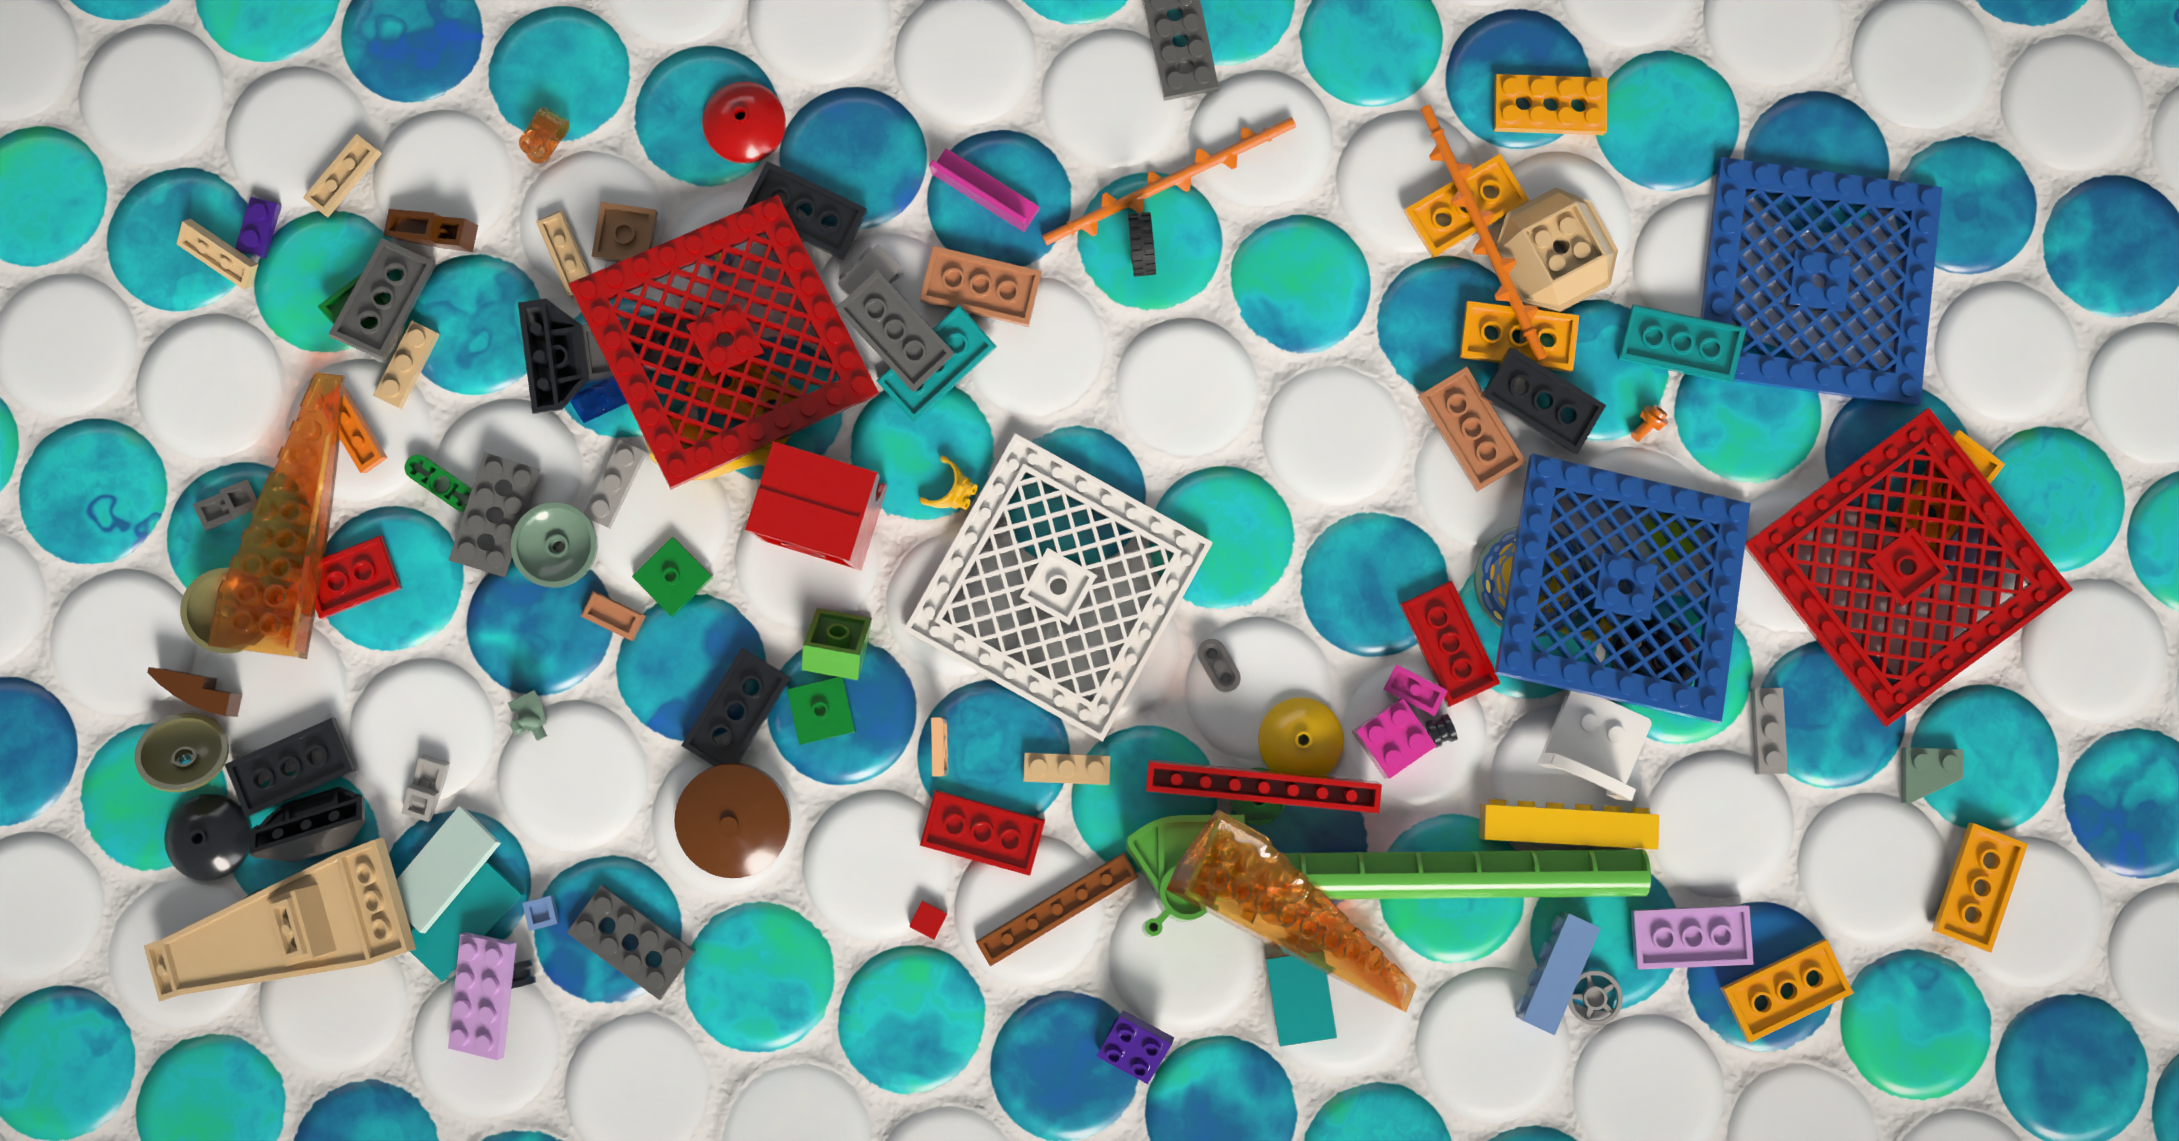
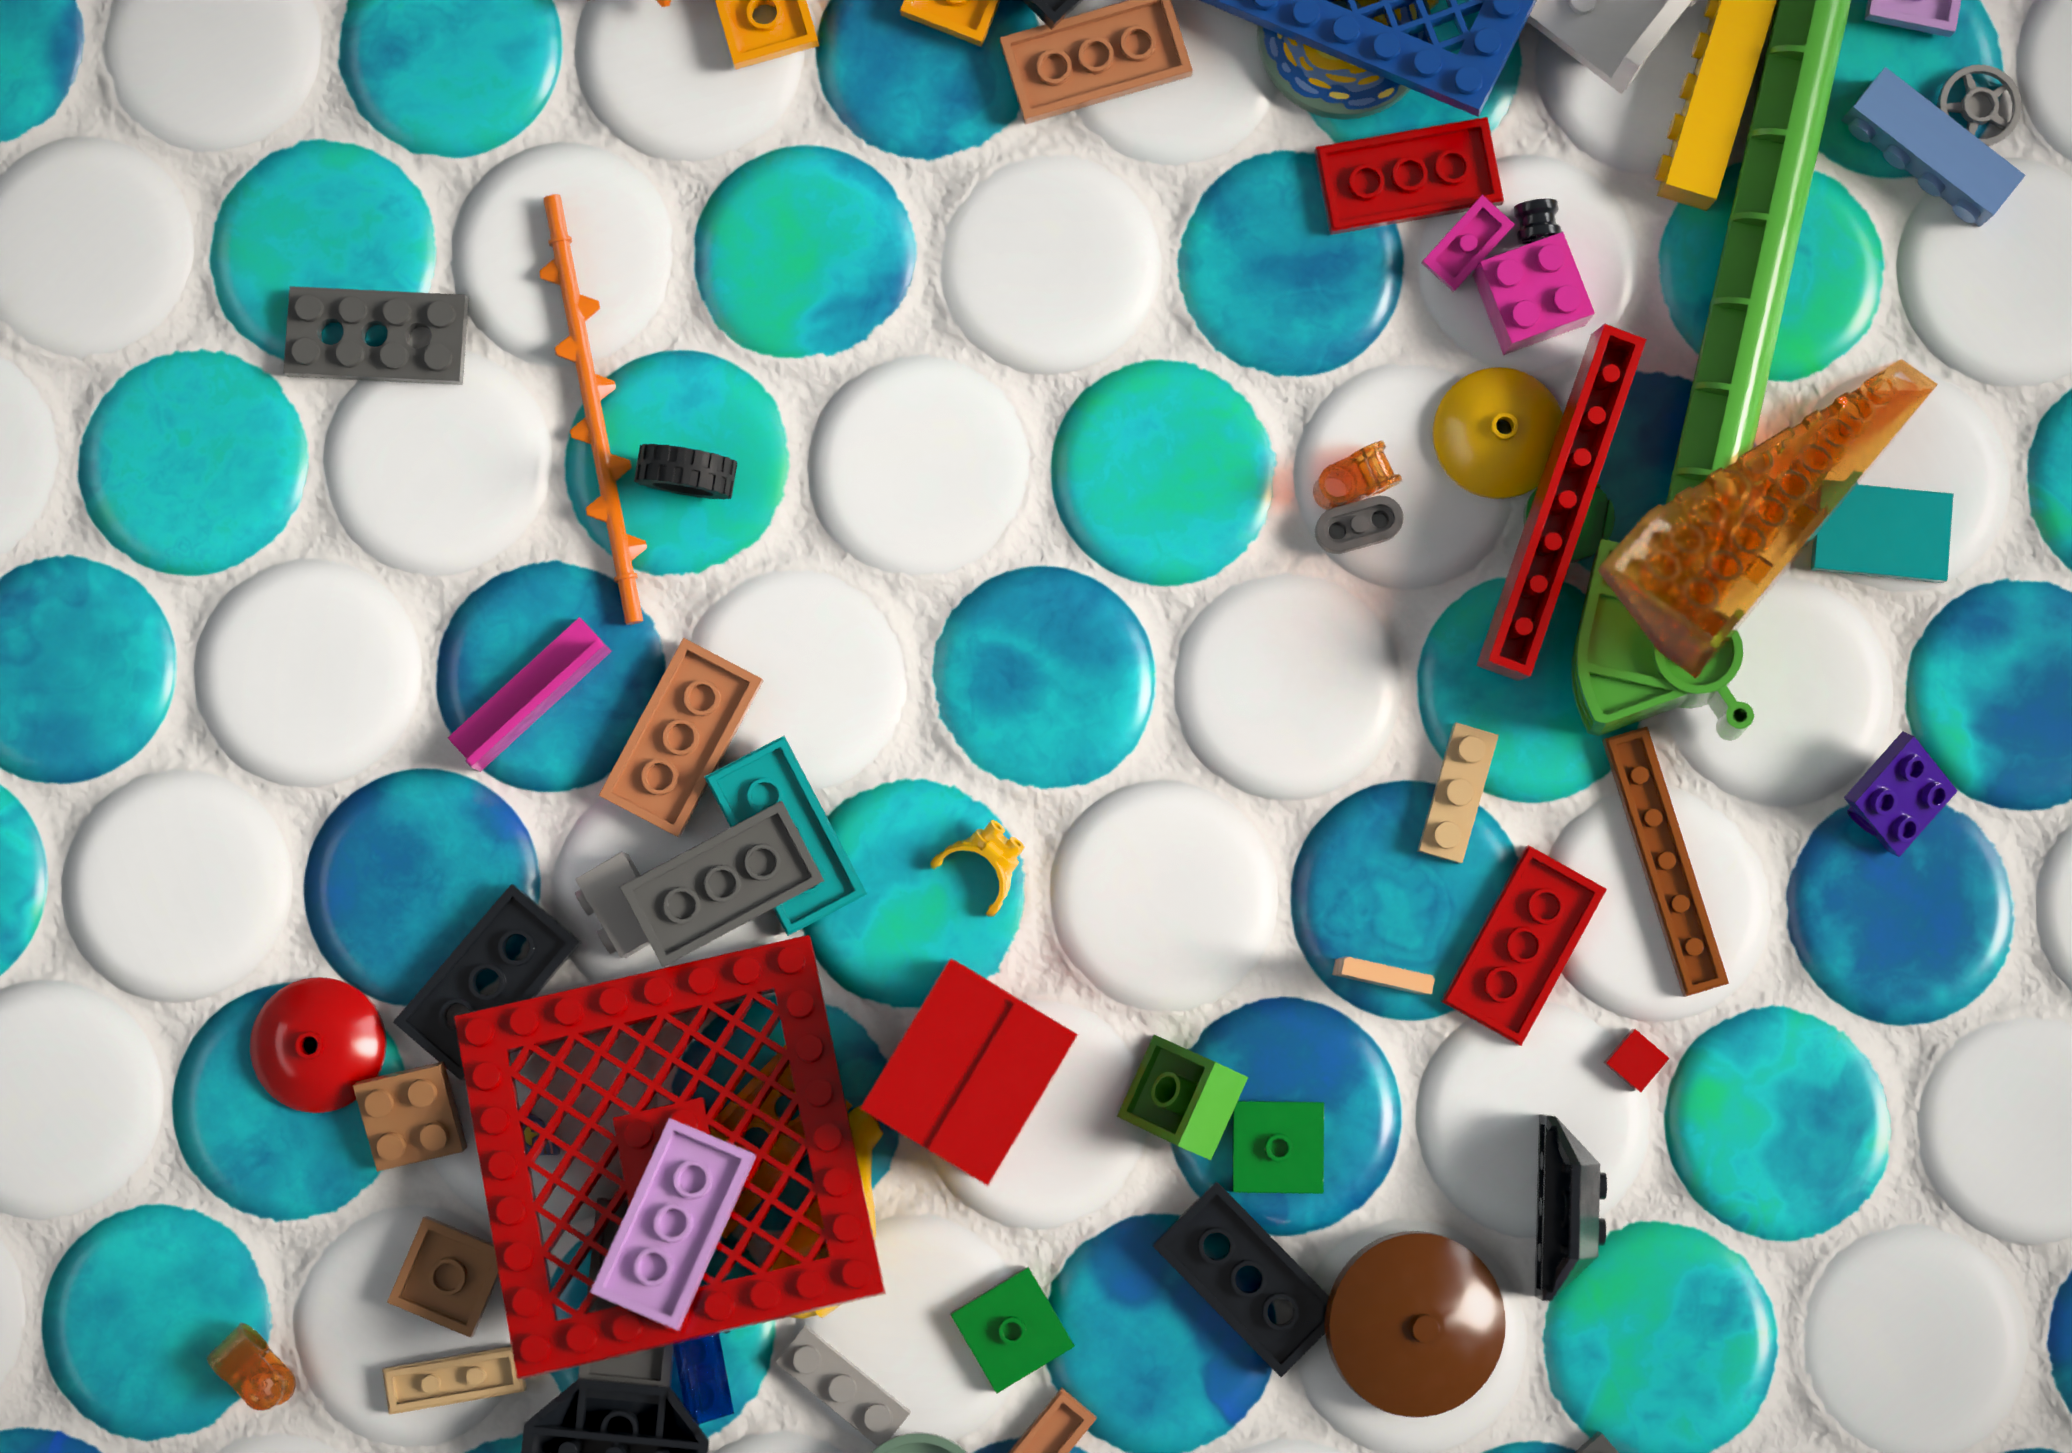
camera: 75 degrees left, 0 degrees up
(680, 351) = (673, 1224): none -> lavender plate
(713, 186) = (410, 1116): none -> medium nougat plate
(826, 897) = (1566, 1208): none -> black wedge
(1017, 460) = (1178, 526): white plate -> none
(1249, 658) = (1362, 473): none -> clear orange piece

